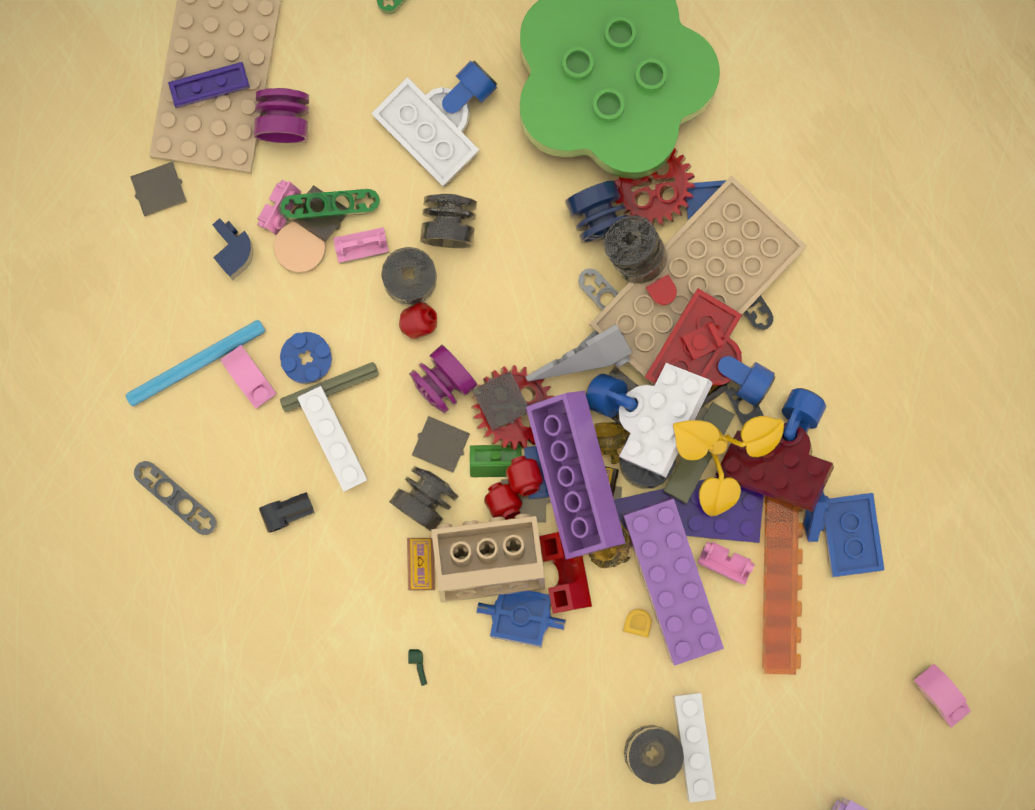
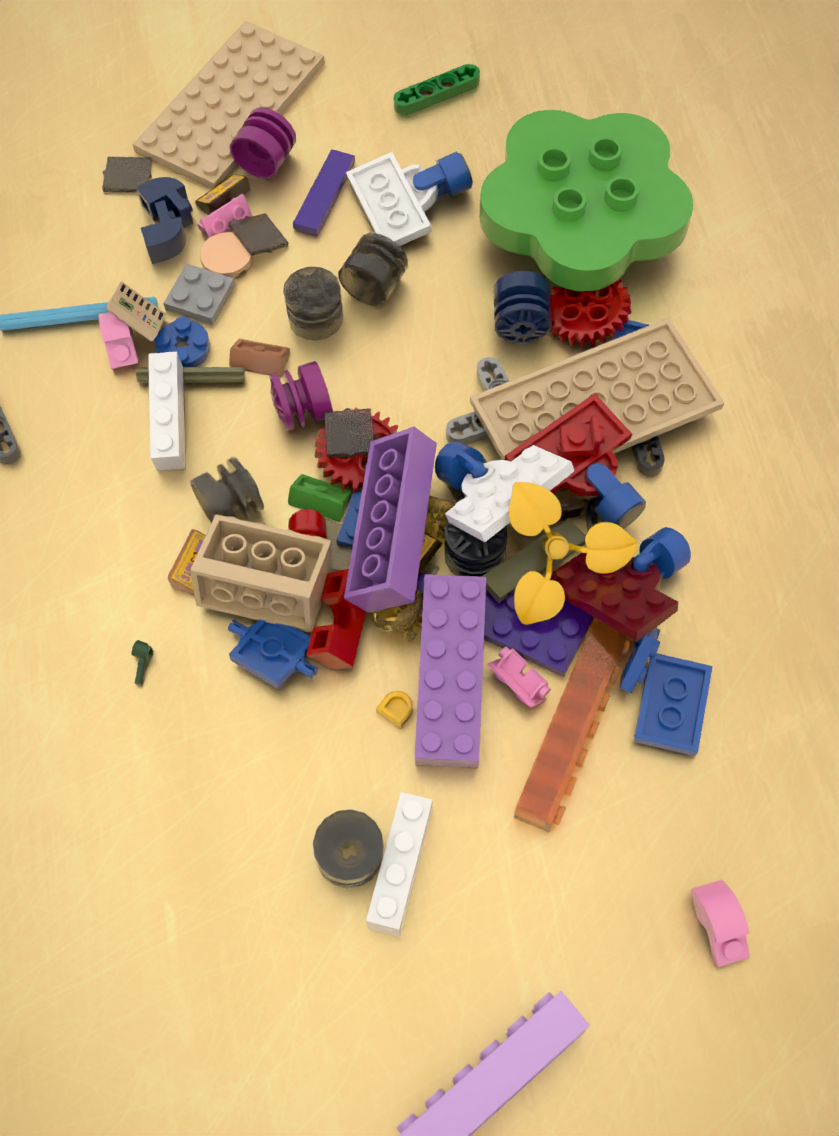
camera: 25 degrees right, 20 degrees down
(209, 85) = (212, 105): dark purple tile -> none
(212, 205) = (167, 190): none -> dark blue brick
(257, 351) = (136, 311): none -> tan tile
(262, 178) = (223, 193): none -> dark brown slope
(280, 514) = (80, 464): black piece -> none
(294, 298) = (199, 294): none -> light grey plate
(328, 200) = (268, 229): green beam -> none
(357, 138) = (323, 192): none -> dark purple tile
(360, 245) = (276, 270): bright pink hinge -> none
(379, 343) = (258, 357): none -> nougat slope
(418, 320) = (303, 343): red head -> none
(440, 444) = (273, 463): clear smoke piece -> none
(524, 476) = (339, 509): red head -> none
(598, 352) = (463, 415): light grey wedge -> none
(635, 249) = (545, 340): clear smoke wheel -> none
(662, 291) = (557, 390): red tile -> none

